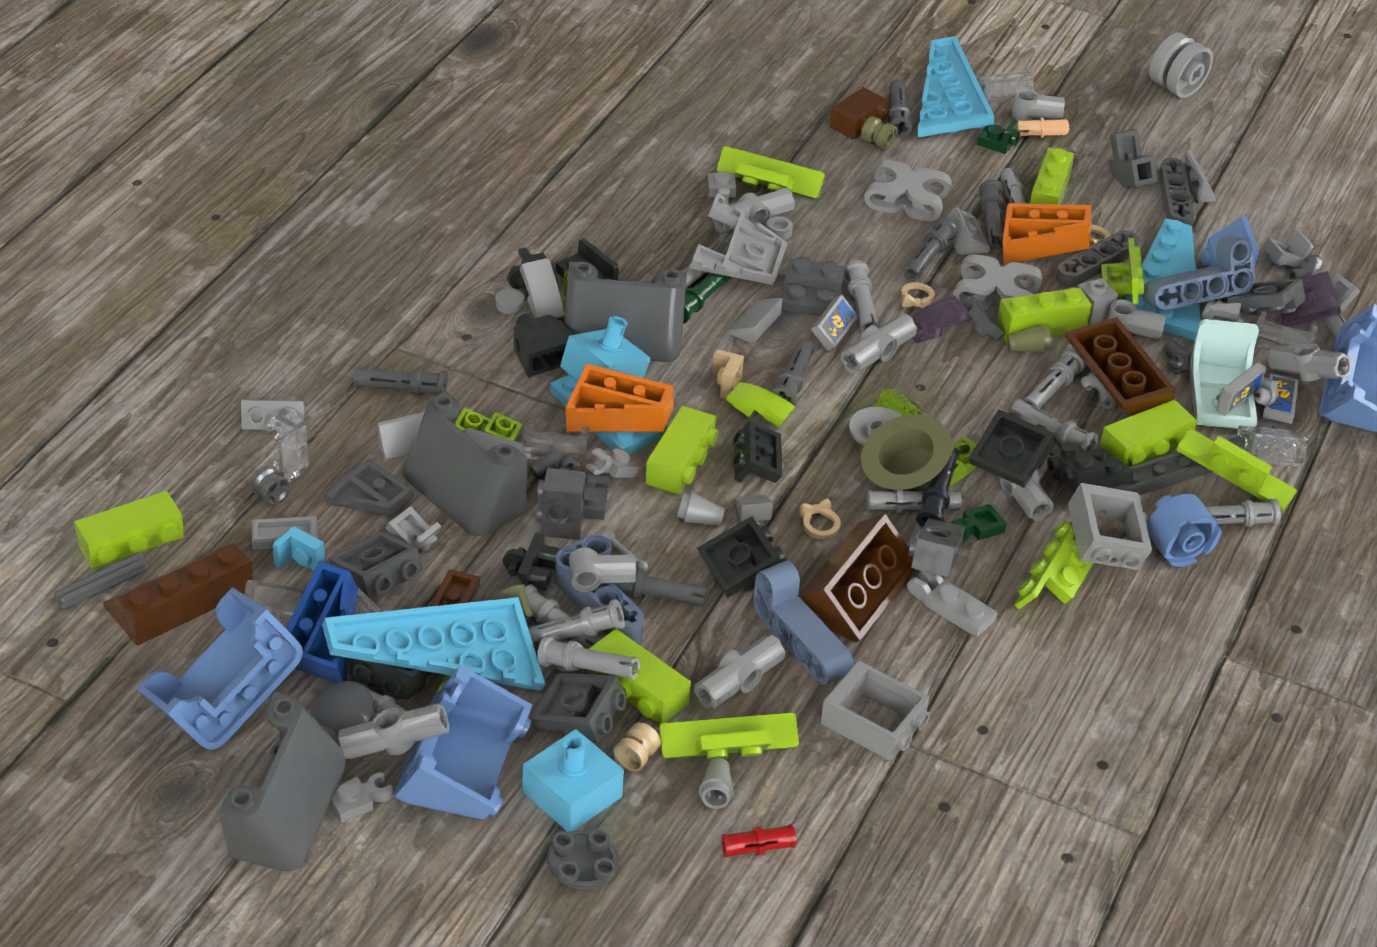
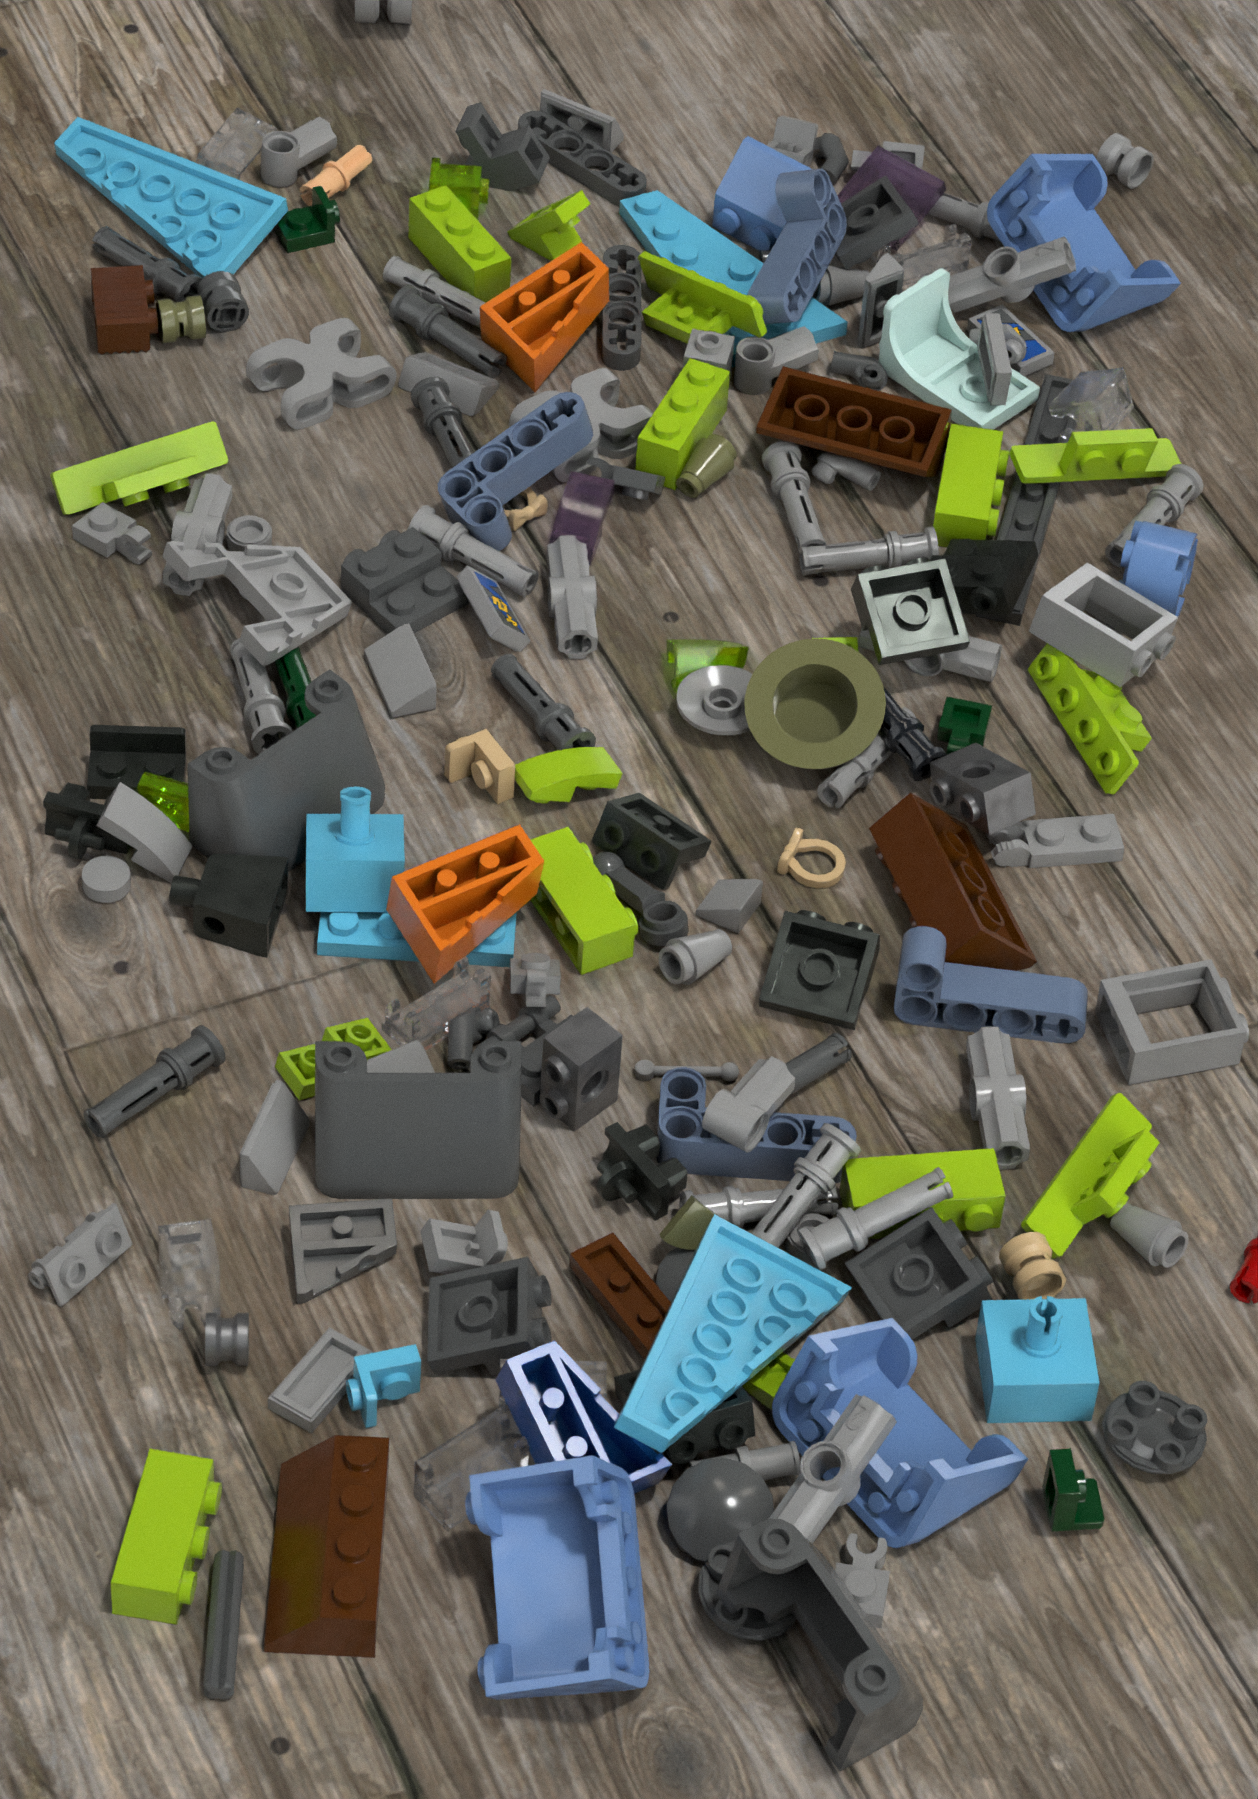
camera: 50 degrees left, 5 degrees up
(491, 842) = (1068, 1496): none -> dark green bracket
(709, 485) = (646, 900): none -> dark grey piece
(908, 138) = (223, 301): none -> dark grey wheel
(924, 272) = (510, 464): none -> sand blue beam
(1089, 165) = (463, 181): none -> clear neon green brick
(1111, 207) = (551, 228): none -> lime slope

